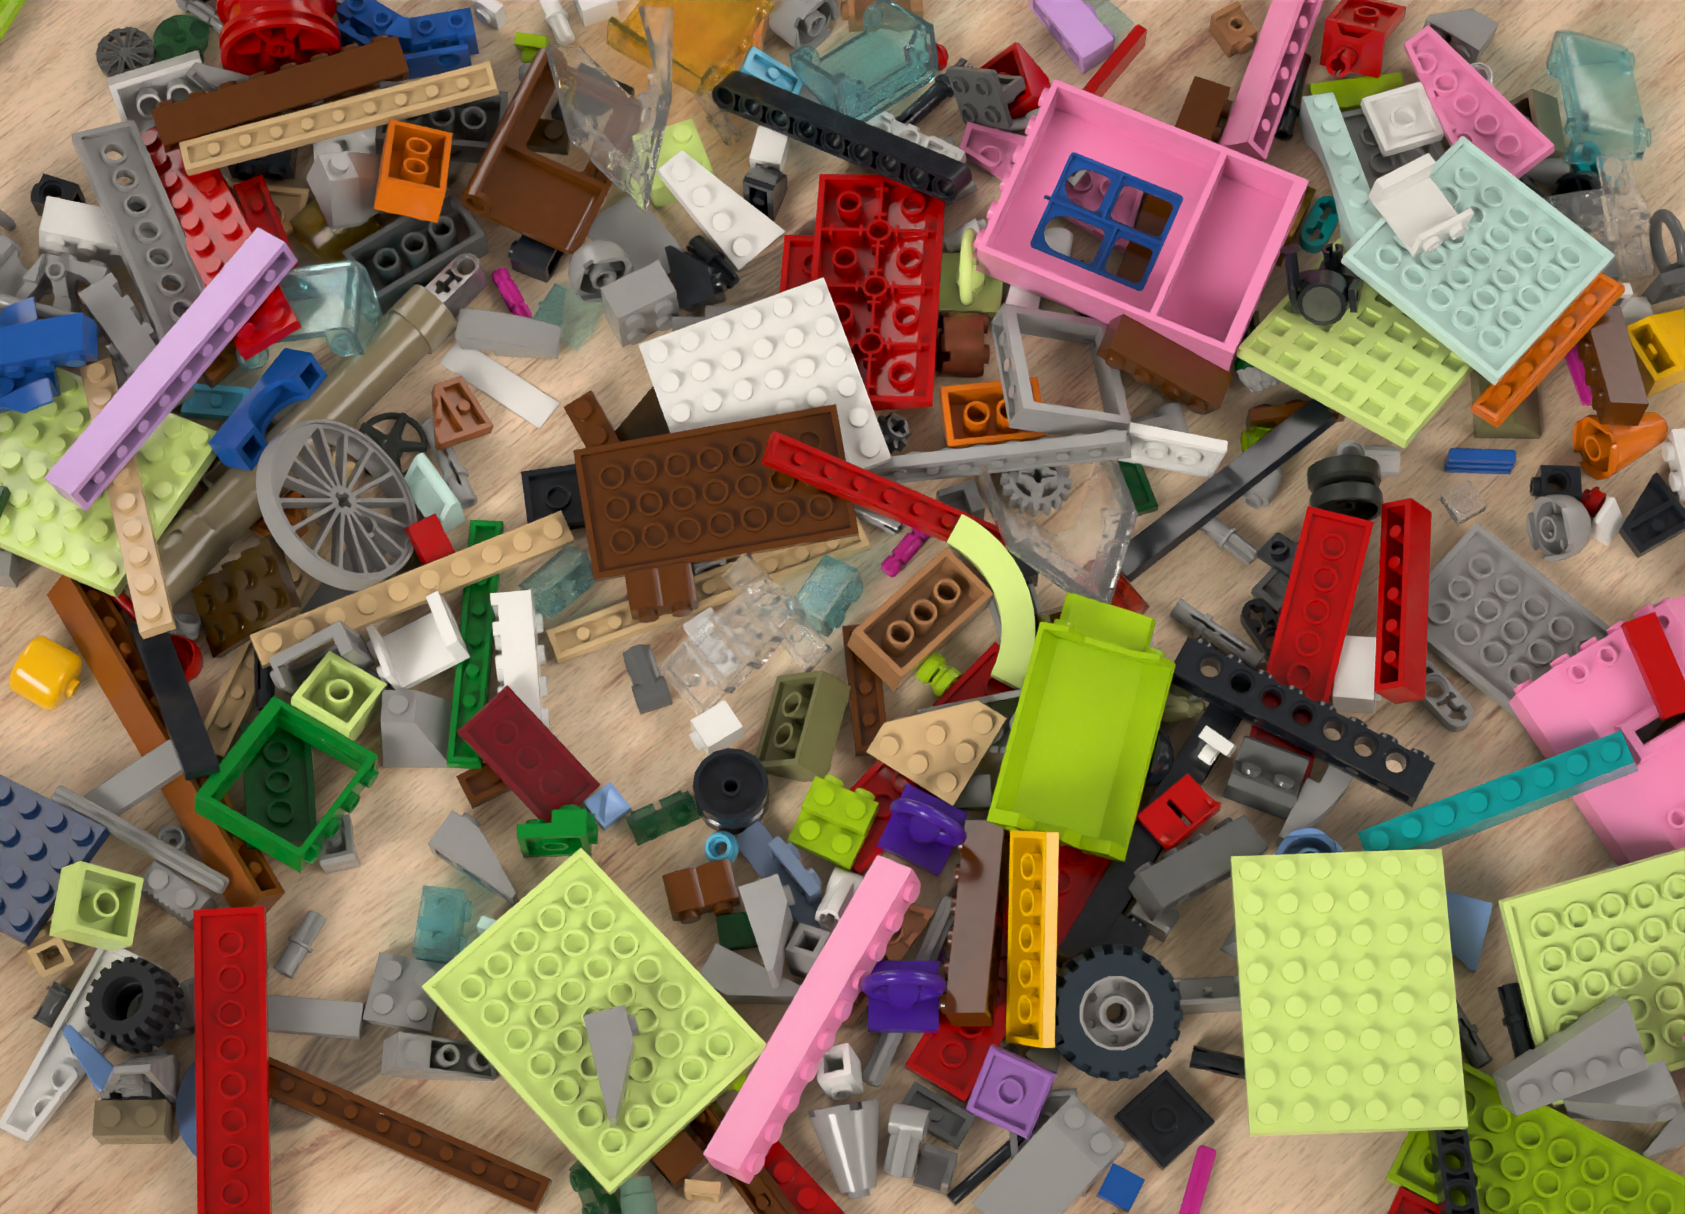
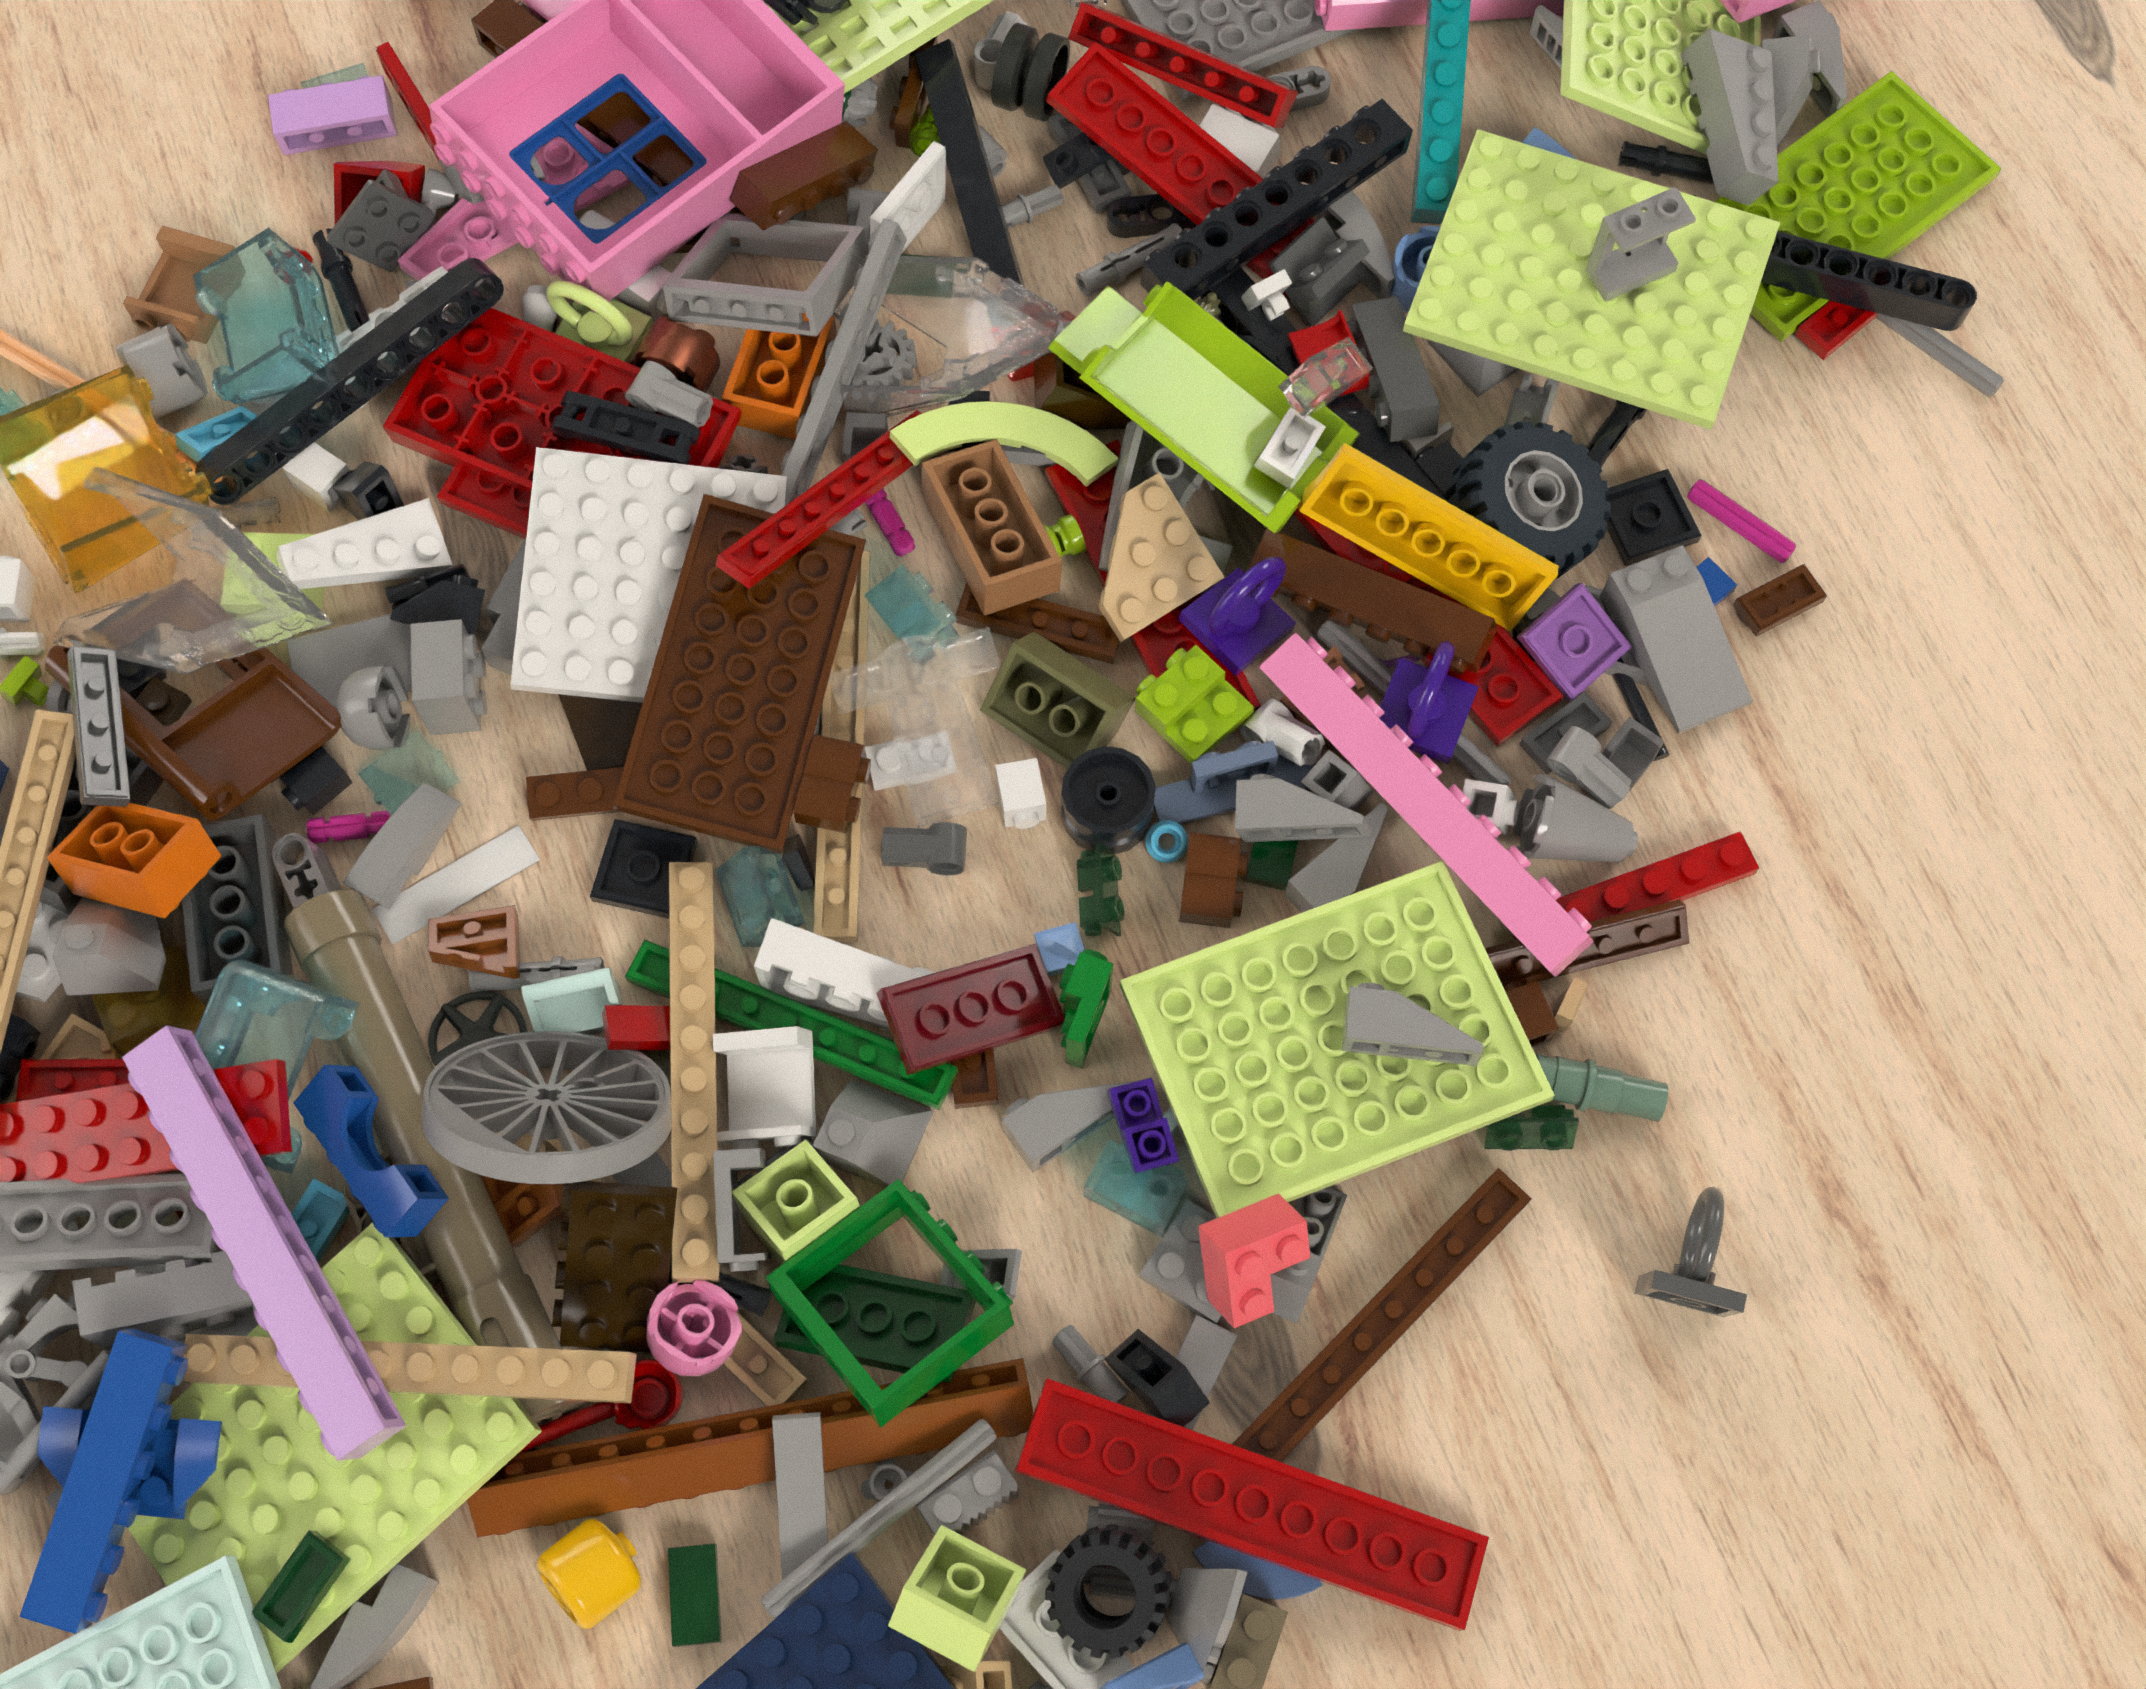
camera: 70 degrees left, 0 degrees up
(58, 748) = (694, 1595): none -> dark green tile
(176, 704) = (722, 1402): black tile -> none
(222, 663) = (693, 1328): none -> bright pink cylinder
(299, 989) = (1157, 1379): none -> black slope
(407, 1010) = (1244, 1252): none -> coral brick
(479, 907) = (1142, 1125): none -> dark purple slope
(493, 103) = (98, 727): none -> tile
(602, 596) = (798, 862): none -> black tile
(877, 332) = (624, 428): none -> black plate
(915, 341) = (660, 392): none -> light grey piece
(1078, 808) = (1289, 447): none -> white plate
(1146, 811) = (1325, 377): none -> clear slope
(1363, 1011) = (1641, 243): none -> light grey panel

